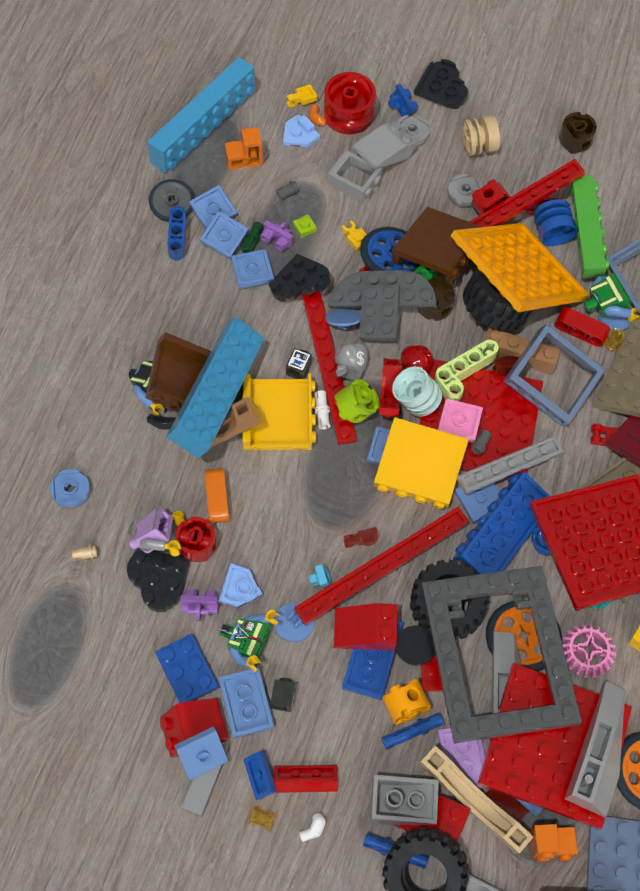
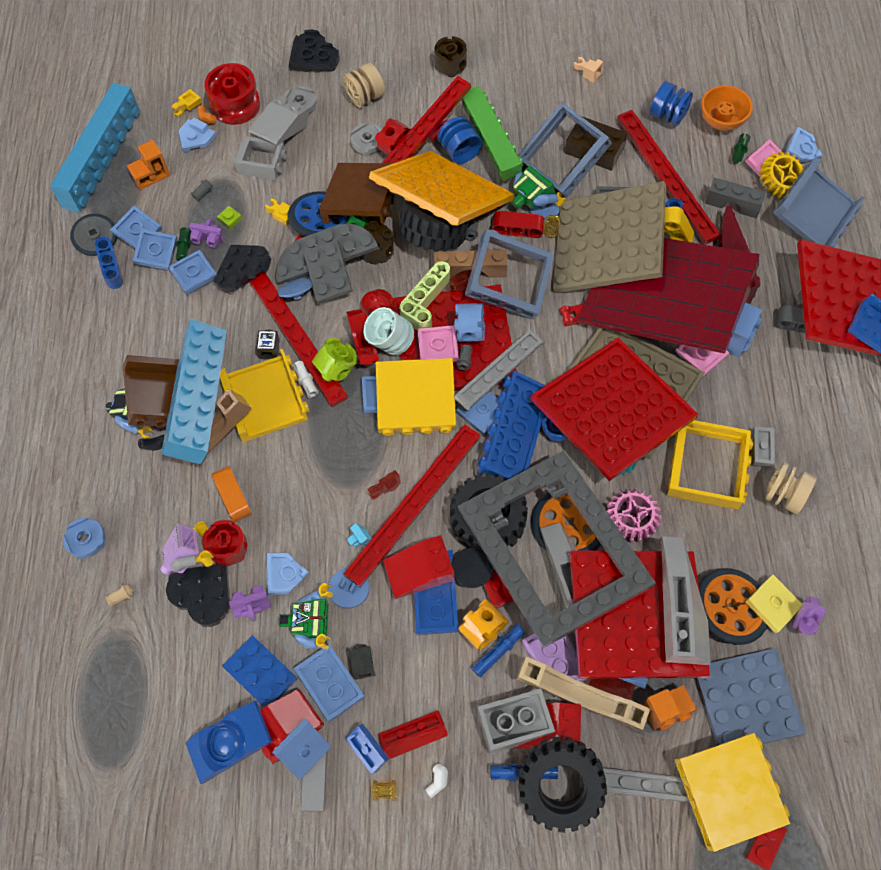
camera: 15 degrees left, 0 degrees up
(138, 721) = (228, 741): none -> blue slope
(351, 361) = (316, 324): light grey piece -> none
(401, 101) = (280, 78): blue hips -> none
(498, 410) = (470, 322): none -> medium blue brick
(534, 317) = (472, 229): none -> dark grey pin

